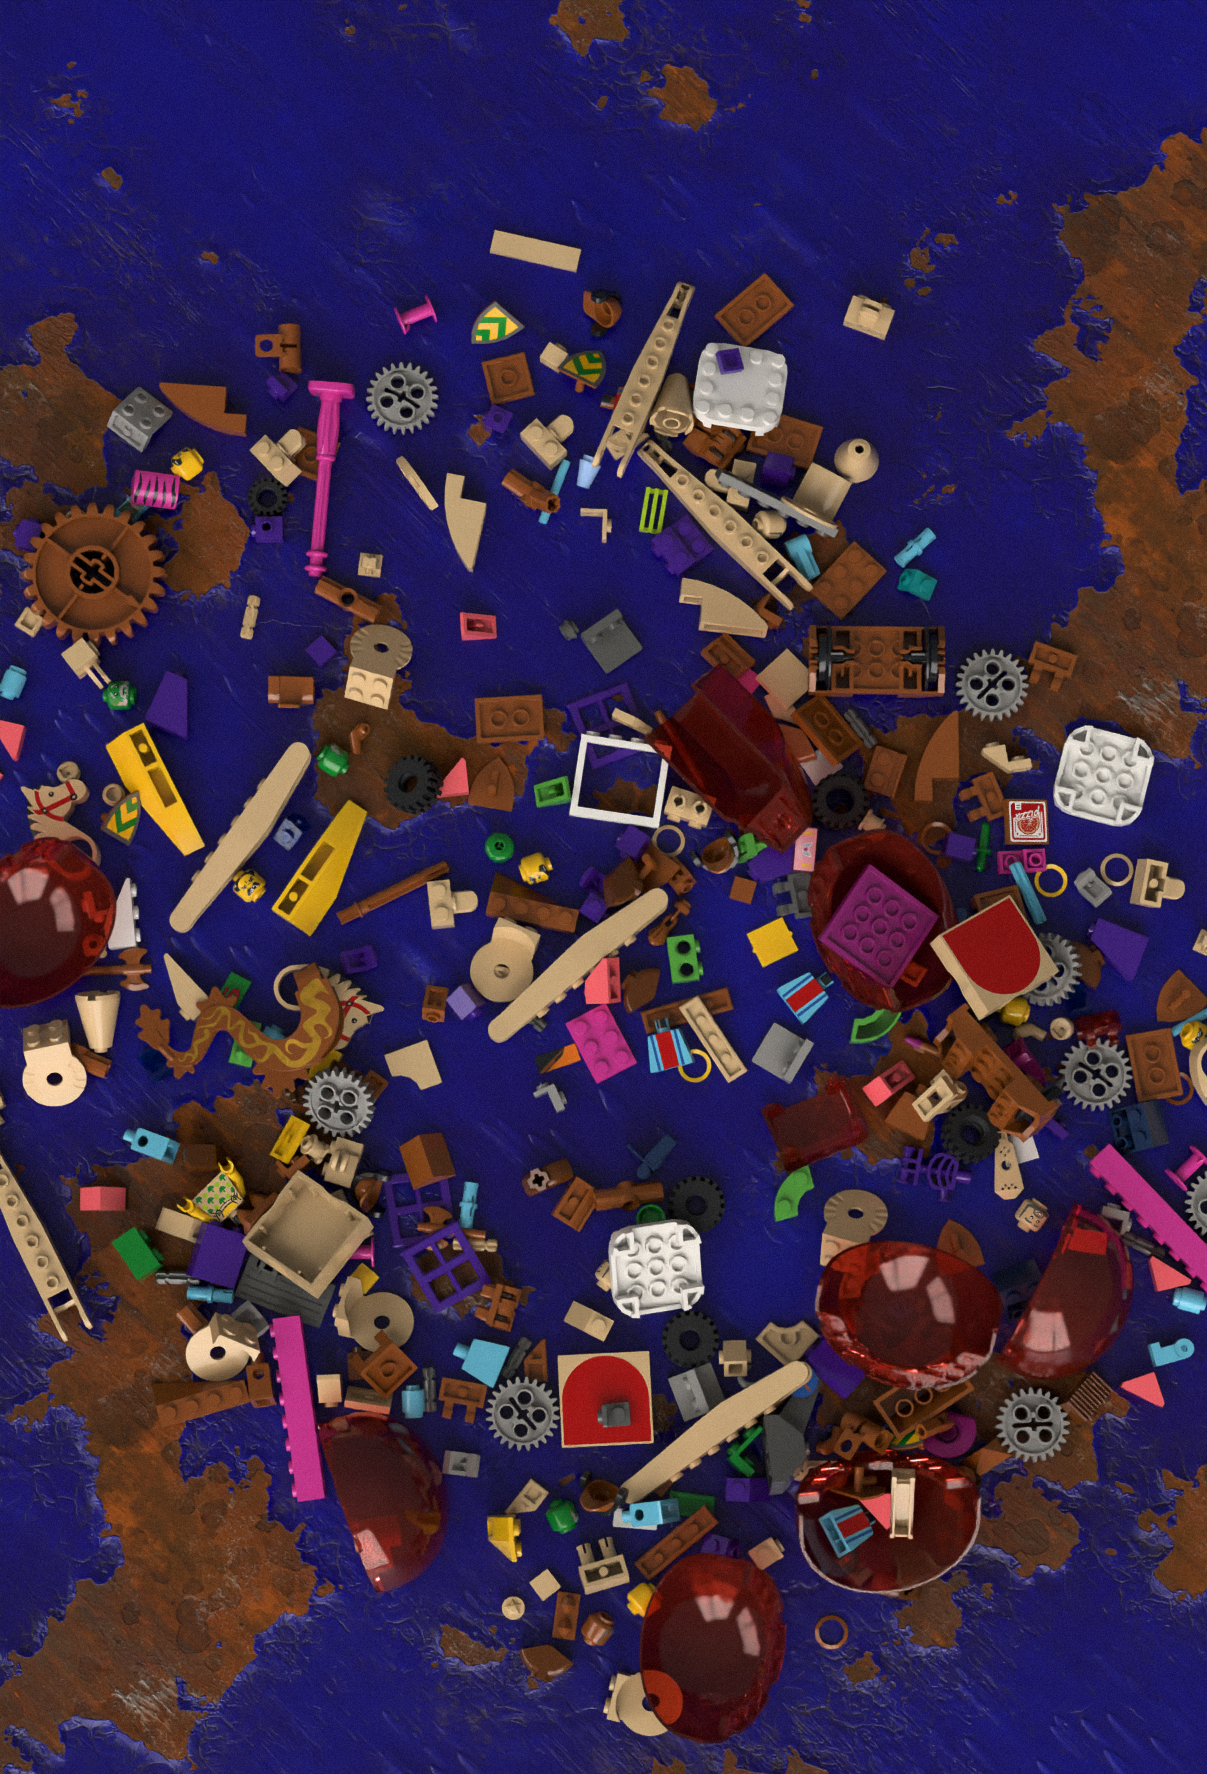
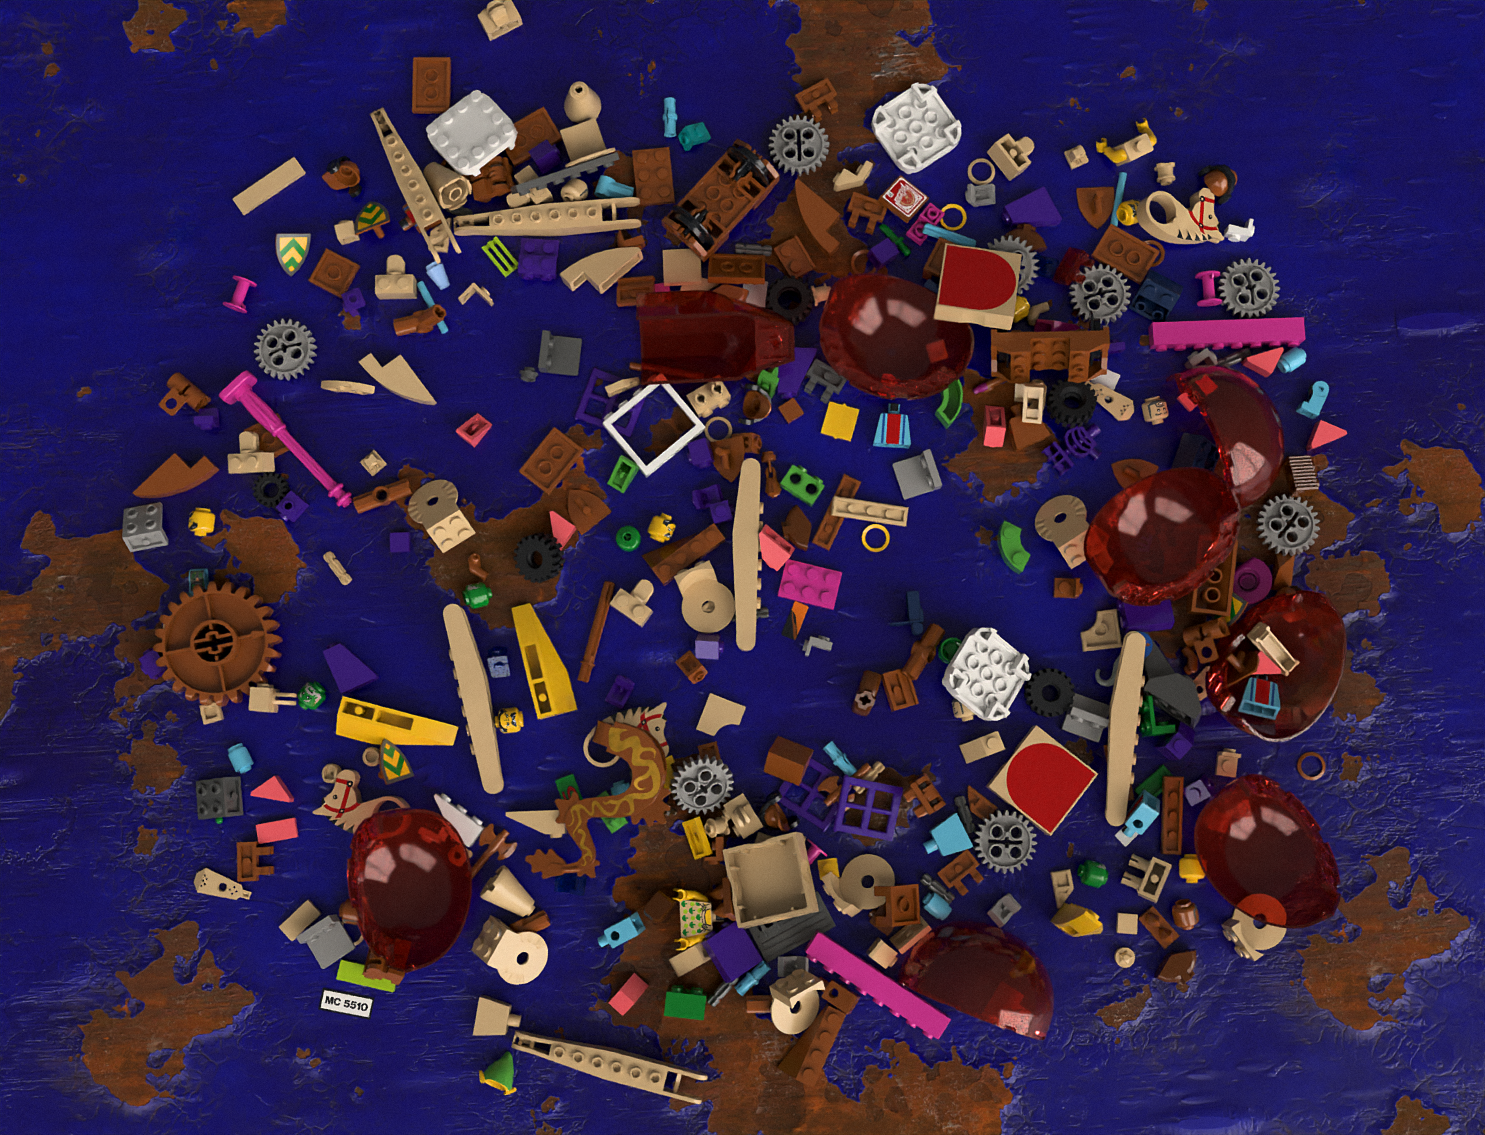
camera: 50 degrees left, 0 degrees up
(155, 489) = (198, 556): dark pink brick -> none
(291, 690) = (408, 583): dark orange piece -> none
(601, 1495) = (1101, 837): dark orange cap -> none
(614, 1414) = (1059, 783): dark grey bracket -> none
(622, 883) = (721, 480): reddish brown piece -> none
(668, 1048) = (851, 544): torso -> none
(708, 1191) = (966, 598): black tyre -> none
(729, 361) = (449, 123): dark purple plate -> none
(735, 1358) = (1086, 674): tan brick -> none
(799, 1275) = (1067, 588): none -> dark orange bracket
(805, 851) = (804, 349): bright pink tile -> none
(816, 1125) = (981, 493): clear red windscreen -> none
(878, 927) = (892, 343): magenta plate -> none
(934, 1425) = (1240, 586): dark orange bar -> none
(1061, 1028) = (1052, 290): tan tile -> none

